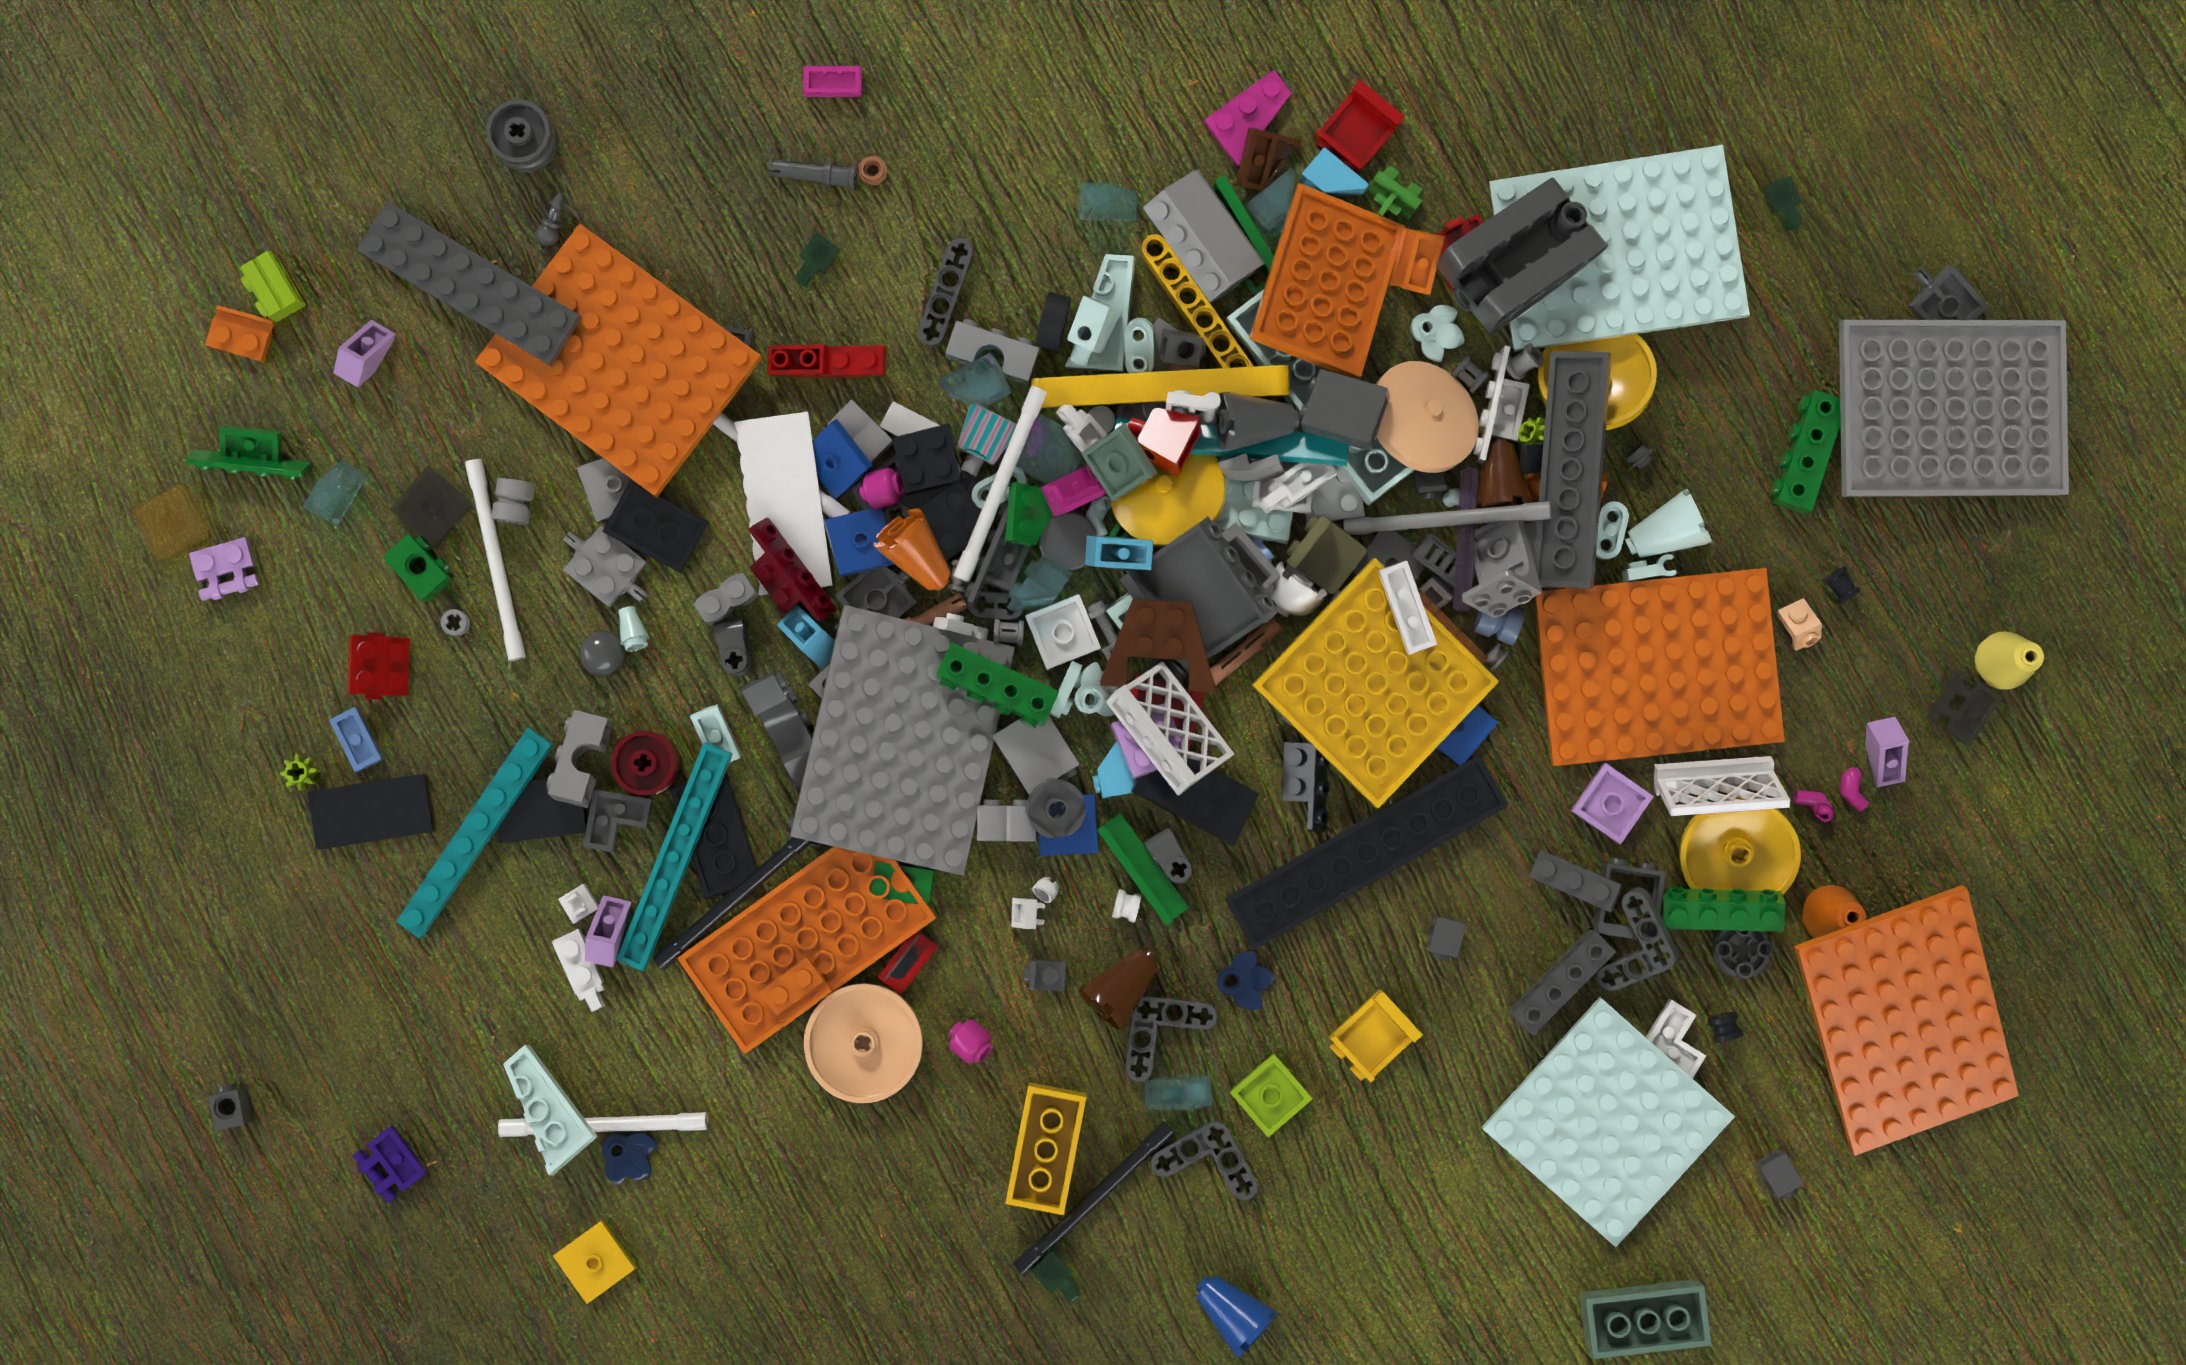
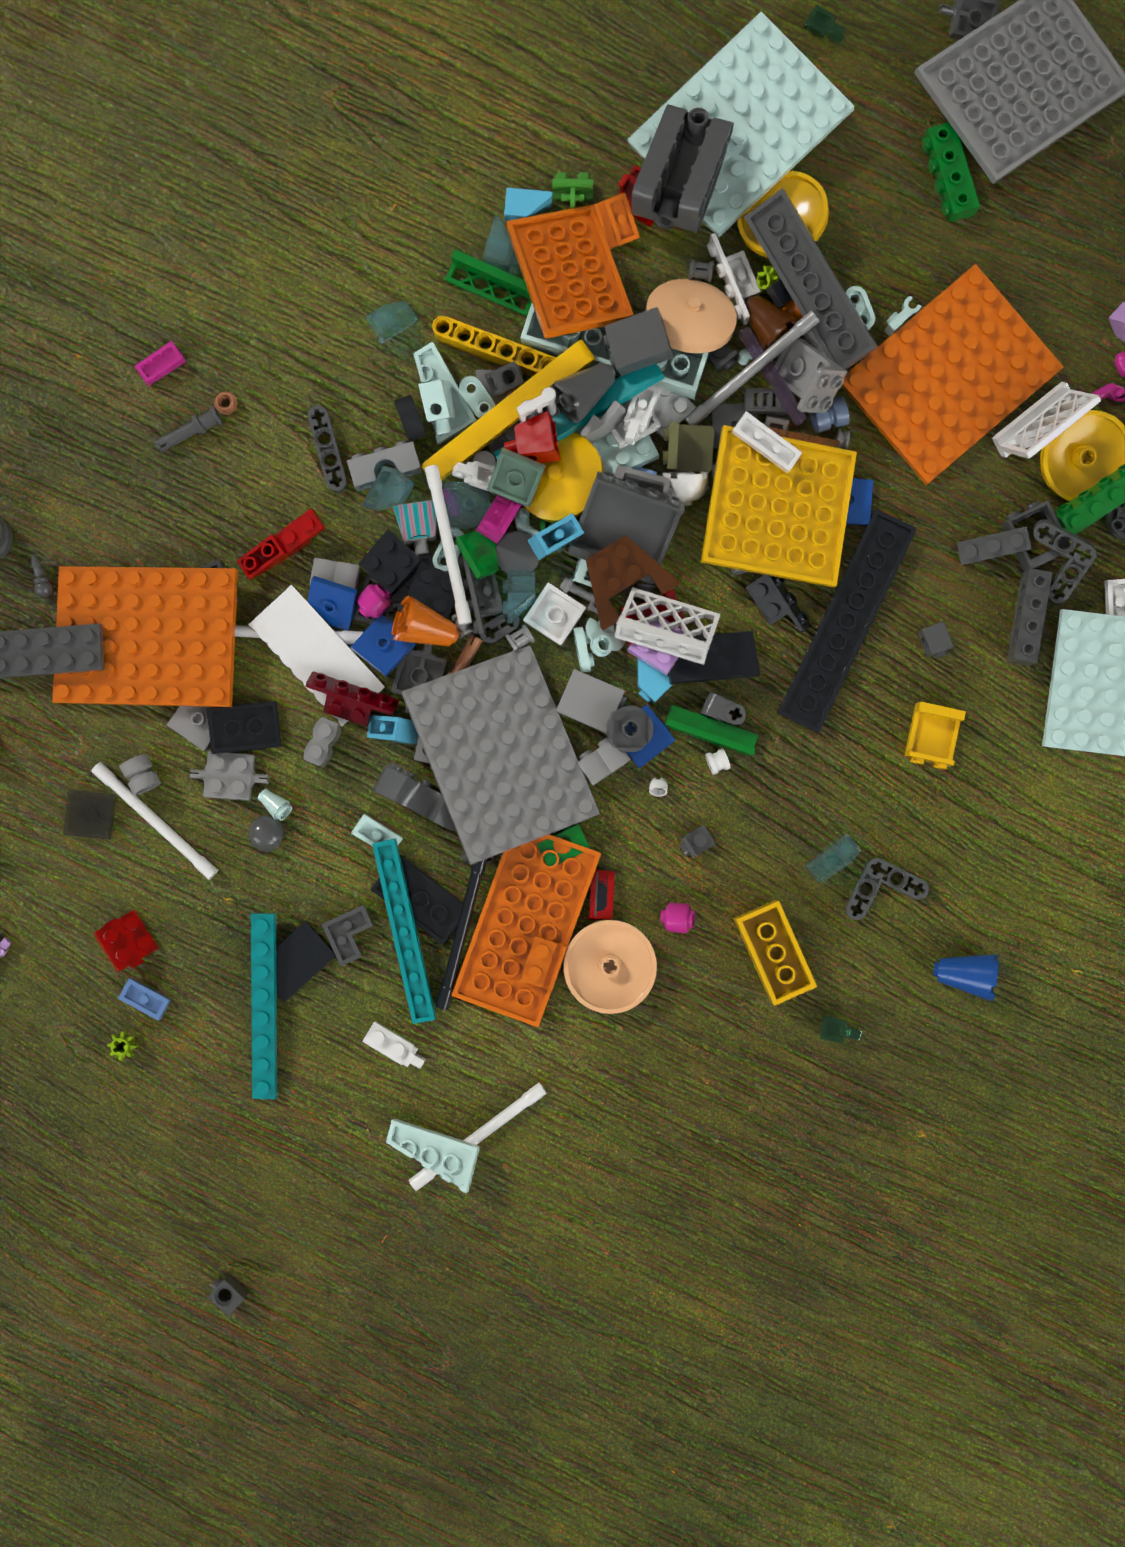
camera: 25 degrees left, 0 degrees up
(335, 492) = (20, 849): clear light blue slope -> none
(371, 811) = (186, 1039): black tile -> none
(396, 1158) = (358, 1251): dark purple plate -> none
(403, 560) = (94, 859): green brick -> none
(446, 621) = (163, 875): light grey bush -> none
(579, 903) = (363, 1004): white tile -> none
(583, 734) = (290, 893): light grey arch -> none
(594, 1261) = (533, 1228): yellow plate -> none
(607, 931) = (394, 1010): lavender slope -> none
(629, 758) = (330, 886): dark red wheel -> none
(632, 1158) = (512, 1146): dark blue plate -> none
(732, 641) = (345, 767): dark grey piece -> none
(818, 256) = (228, 482): clear green plate -> none
(904, 421) = (356, 549): white tile -> none
(955, 624) = (481, 655): white plate -> none
(997, 685) = (536, 675): green brick -> none
(1025, 912) = (656, 811): white tile -> none
(1037, 1251) = (839, 904): black piece -> none
(1120, 987) = (751, 816): reddish brown cone -> none
(1150, 1025) = (785, 826): dark grey beam -> none
(1204, 235) = (468, 296): light grey slope -> none
(1250, 109) = (443, 204): dark pink wing -> none
(1250, 980) = (829, 755): dark blue plate -> none
(1263, 158) = (472, 222): reddish brown wing -> none
(1269, 630) = (686, 521): nougat pin -> none
(1270, 1095) = (894, 818): lime plate -> none
(1359, 127) = (519, 160): red panel -> none
(1441, 332) = (663, 256): light aqua plate -> none
(1524, 361) = (730, 238): light grey bush -> none
(1612, 803) = (982, 481): lavender plate -> none
(1639, 456) = (845, 248): dark grey plate -> none
(1669, 528) = (897, 279): light aqua cone -> none
(1801, 624) = (1022, 284): light nougat bracket -> none
(1841, 585) = (1030, 242): black bush -> none

